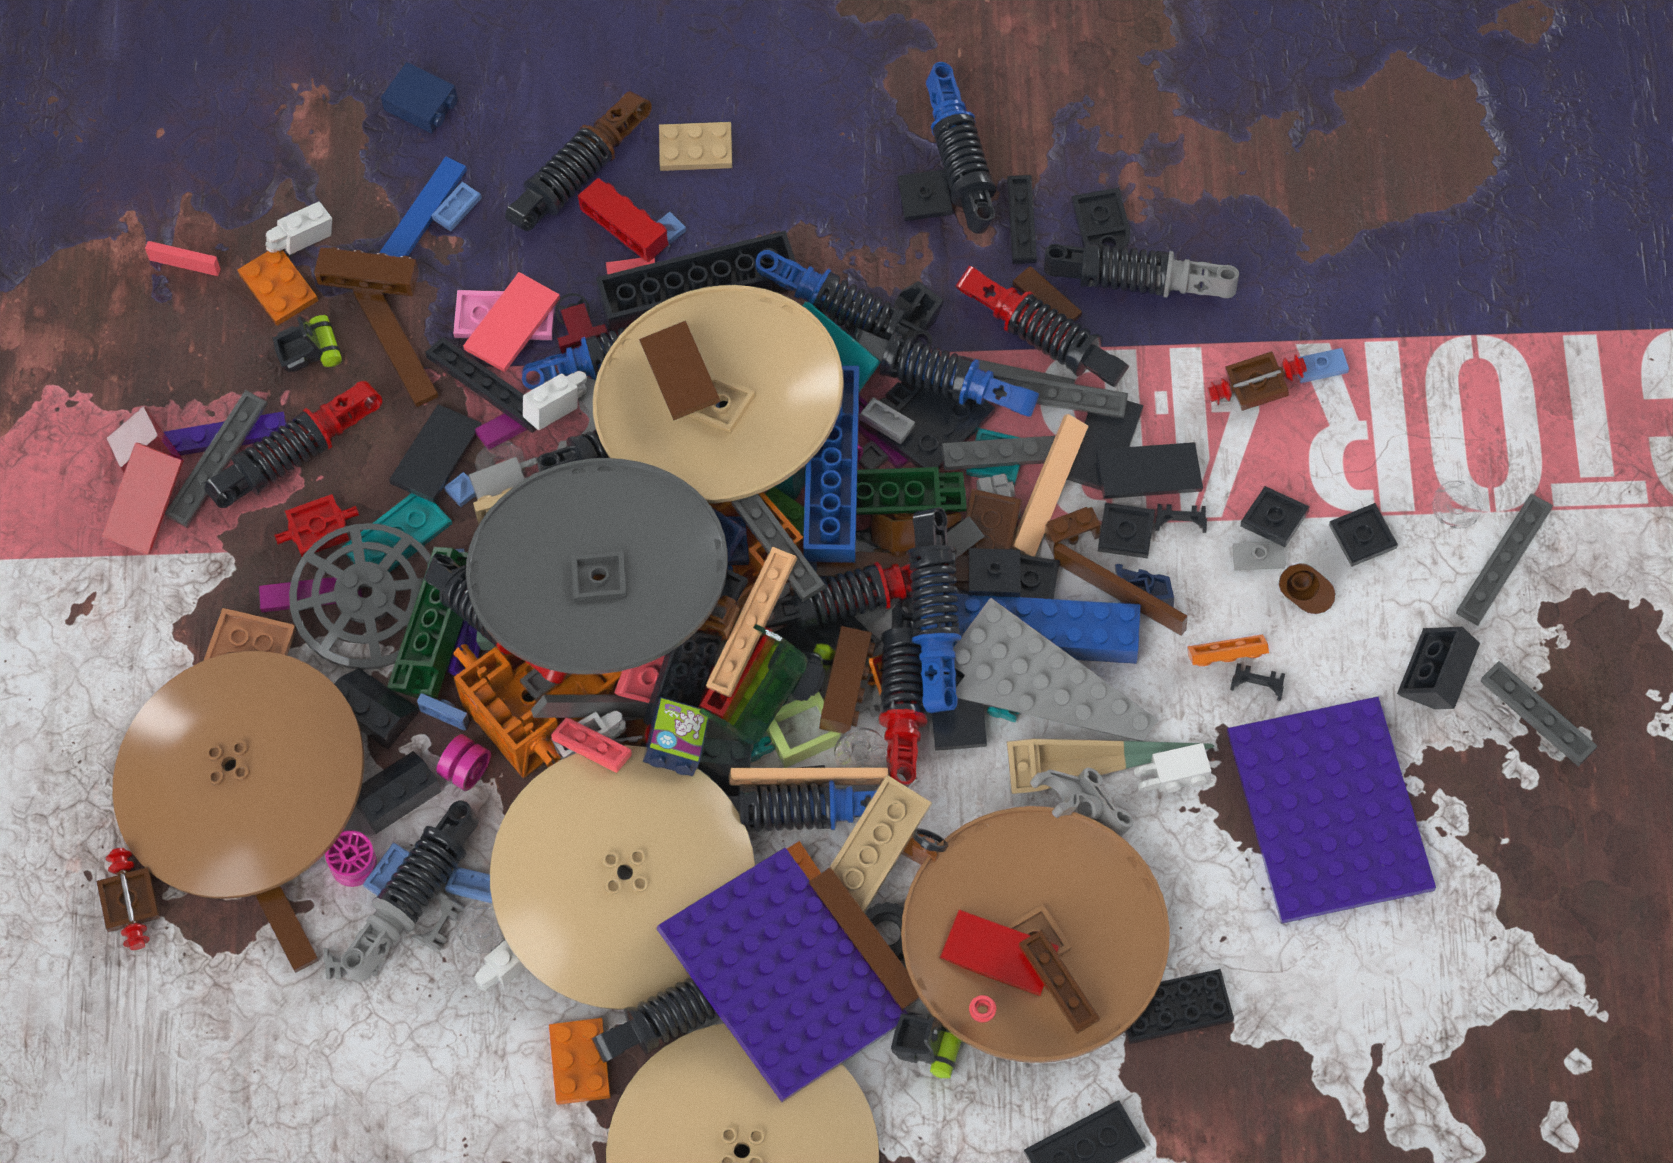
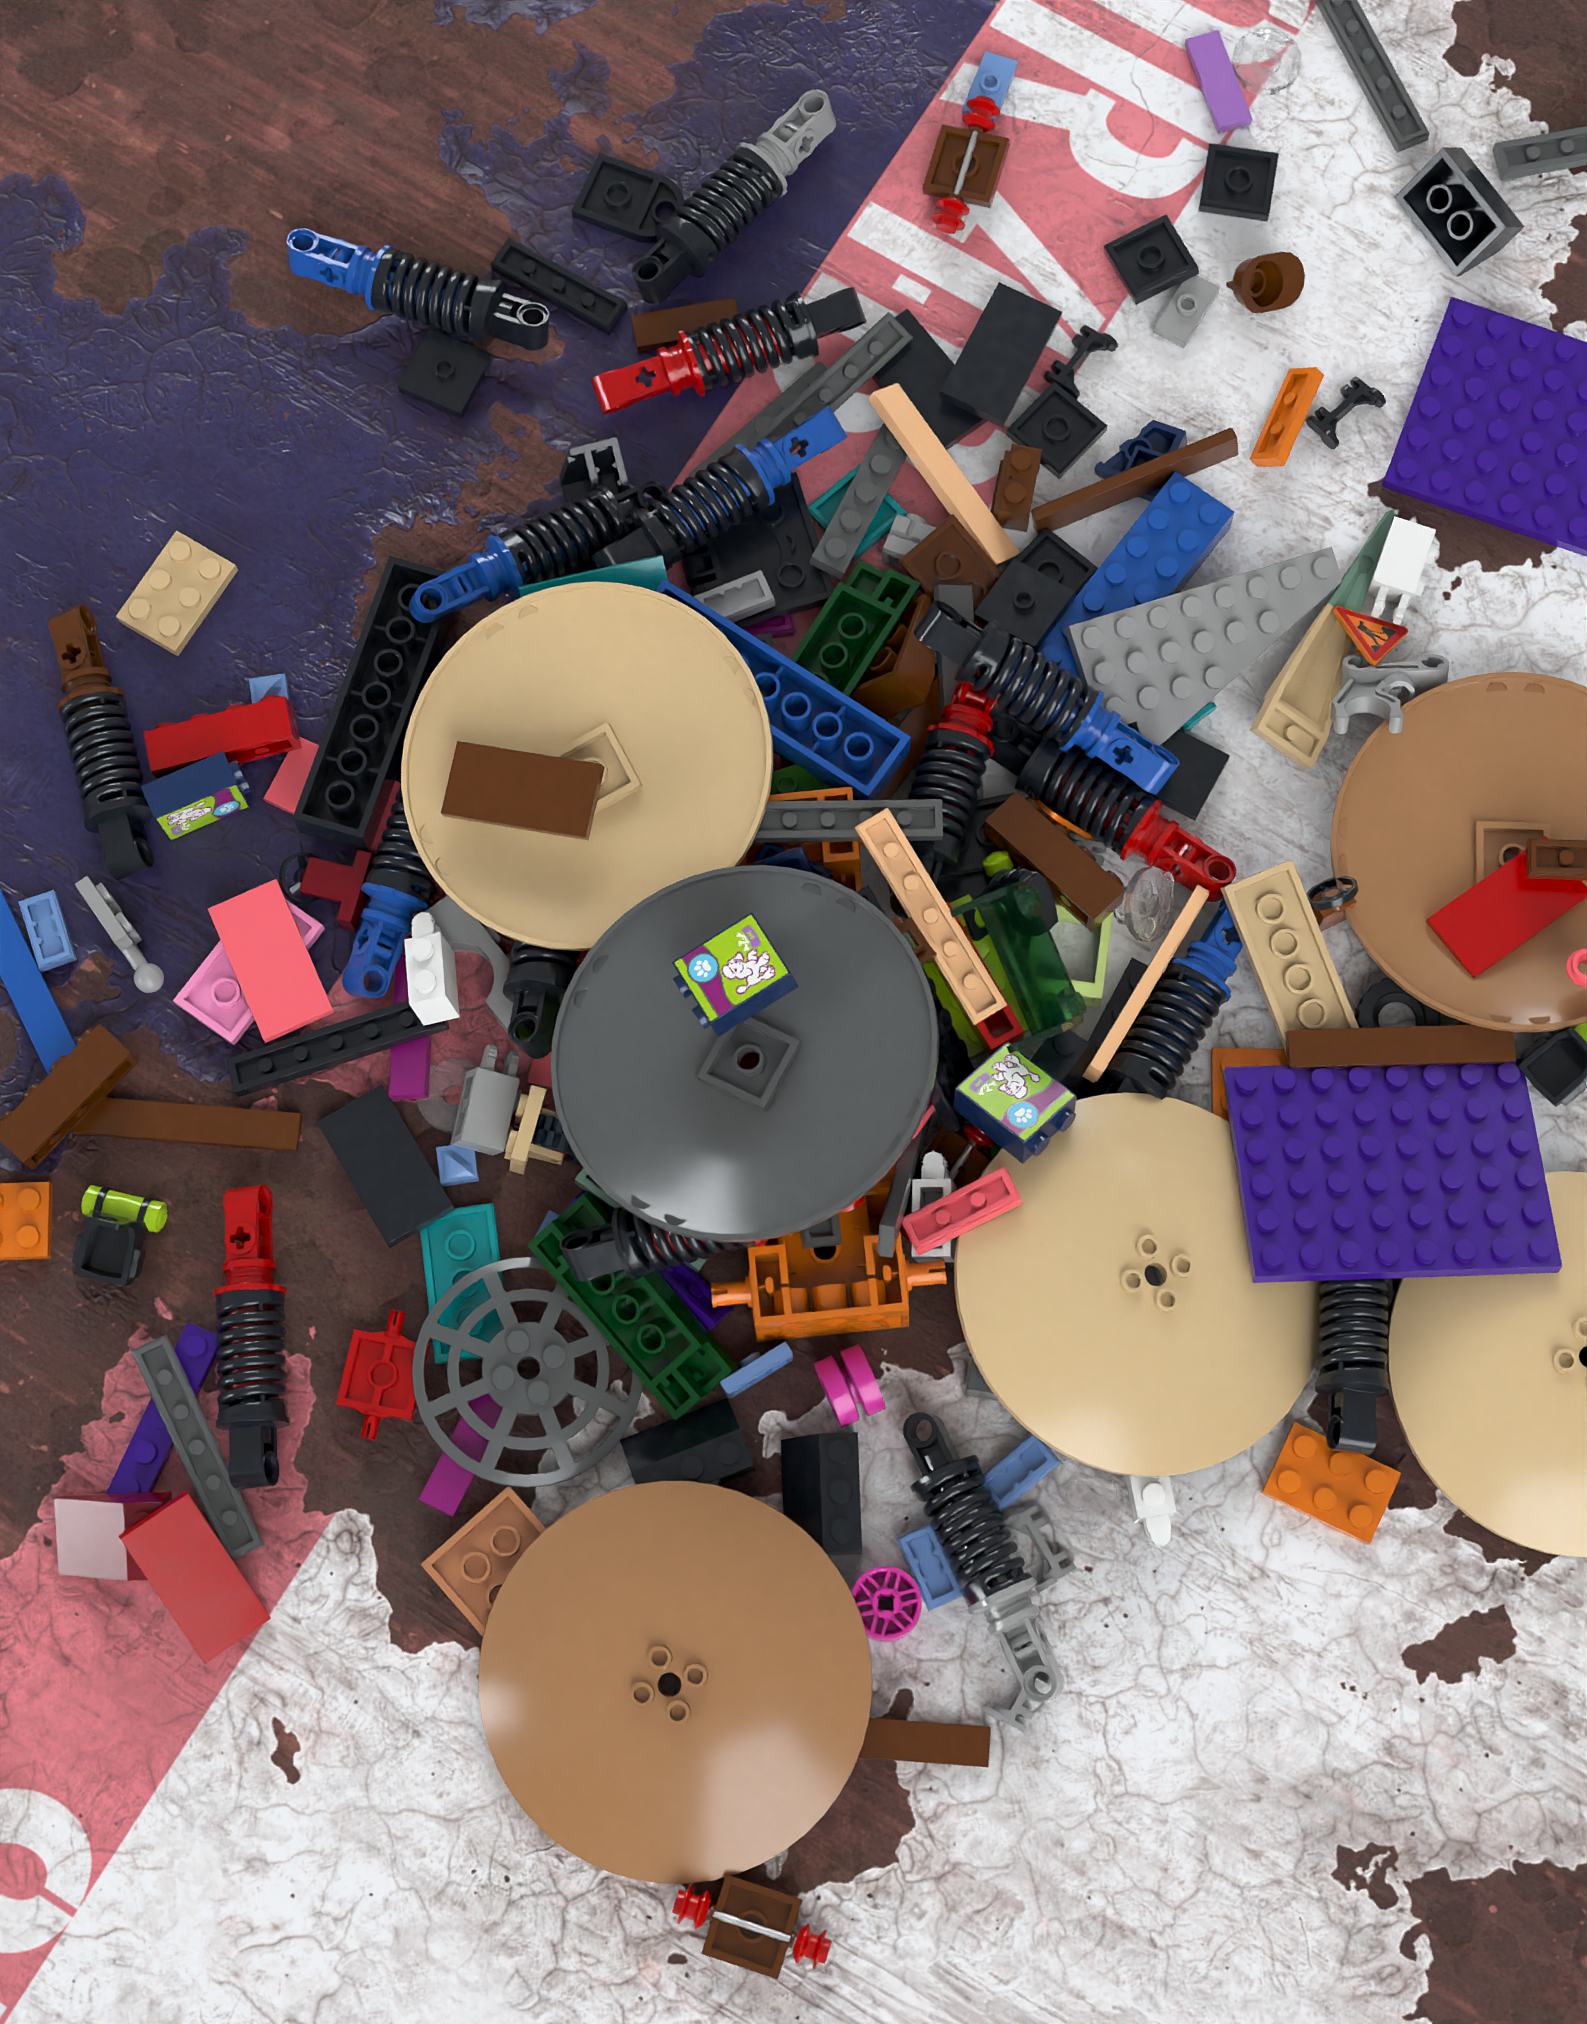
camera: 55 degrees left, 10 degrees up
(476, 237) = (147, 976): none -> light grey plate
(579, 226) = (197, 795): none -> dark blue brick
(634, 530) = (733, 975): none -> brick
(1119, 776) = (1371, 635): none -> piece
(1423, 485) = (1218, 81): none -> medium lavender tile

